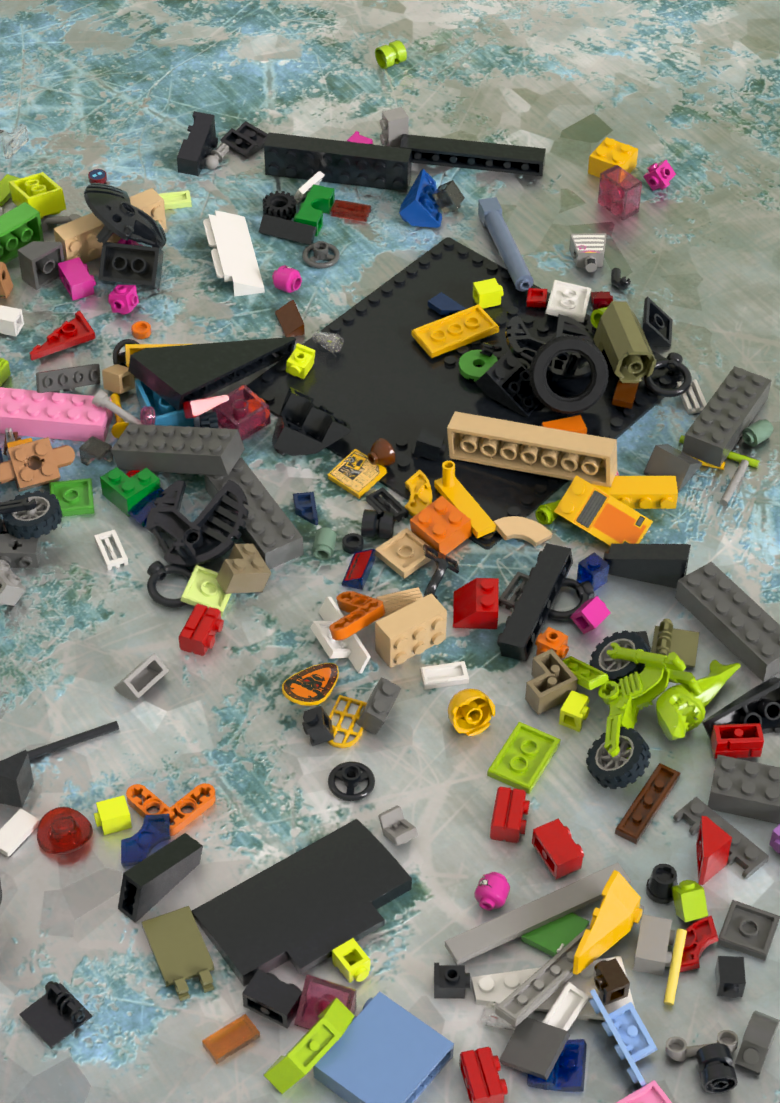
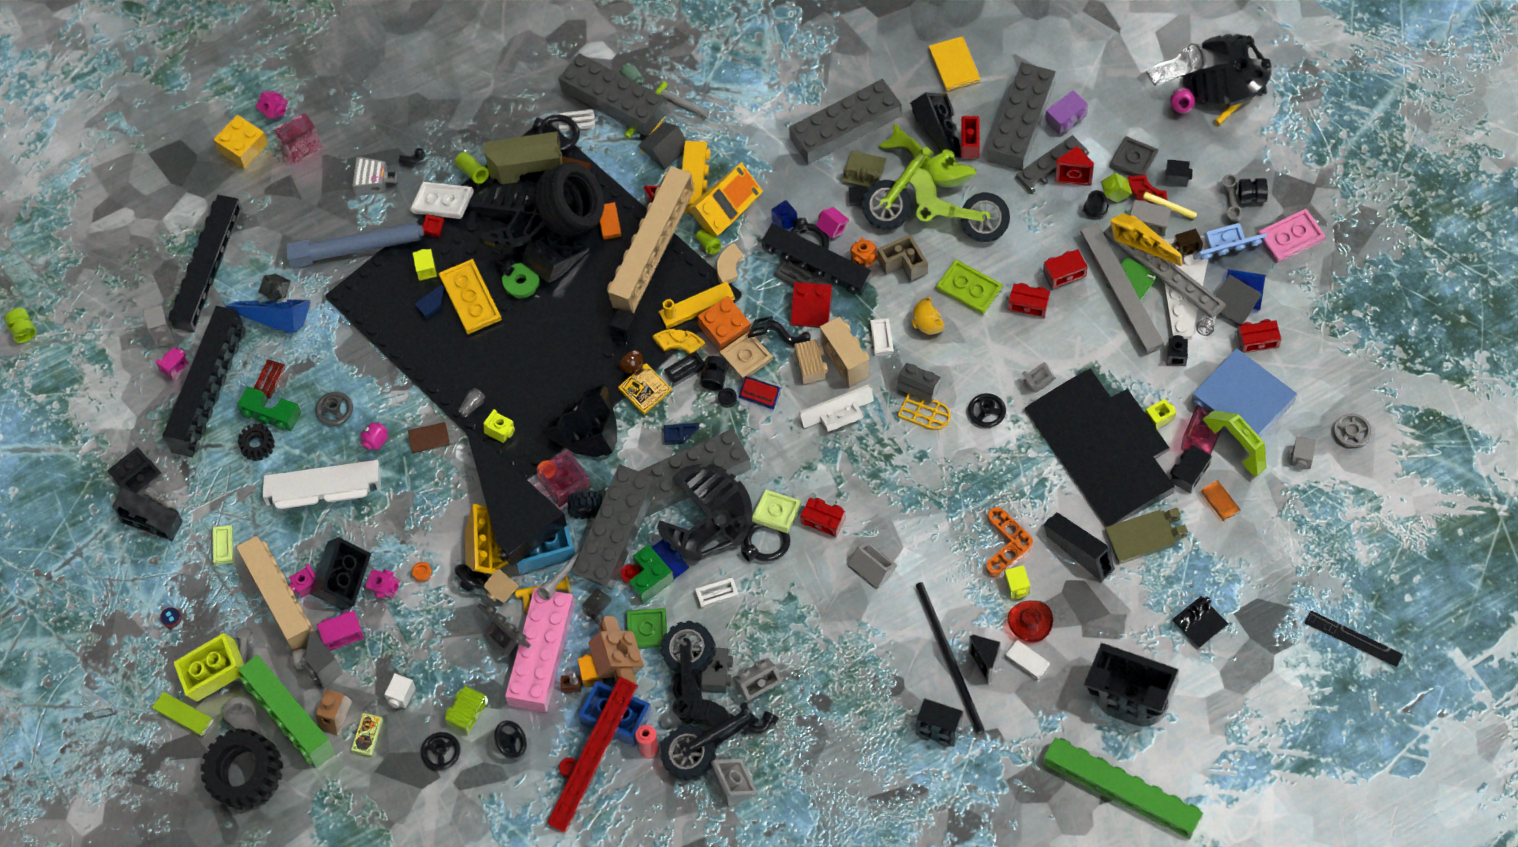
camera: 80 degrees left, 15 degrees up
(67, 336) = (422, 634): red wing -> none
(120, 217) = (289, 568): black piece -> none
(147, 415) = (569, 552): clear pink tile -> none
(153, 831) = (1049, 565): clear blue tile -> none
(199, 406) = (575, 505): slope -> none
(243, 571) = (763, 476): dark tan brick -> none
(287, 229) = (295, 435): black tile -> none
(301, 192) = (231, 413): white tile -> none
(311, 684) = (893, 431): shield -> none
(317, 725) = (937, 428): black brick -> none
(324, 543) = (729, 417): sand green brick -> none
(362, 612) = (820, 385): orange beam -> none
(492, 891) = (1101, 316): dark pink head -> none
(566, 1007) = (1205, 276): white tile -> none
(574, 711) = (930, 244): neon yellow brick -> none
(587, 675) = (907, 225): lime tile -> none
(600, 300) = (442, 174): dark red bracket -> none
(647, 803) = (1022, 210): reddish brown tile -> none
(649, 562) = (780, 172): black slope -> none
(656, 325) = (477, 134): black slope -> none
(757, 1041) = (1230, 159): dark grey brick -> none

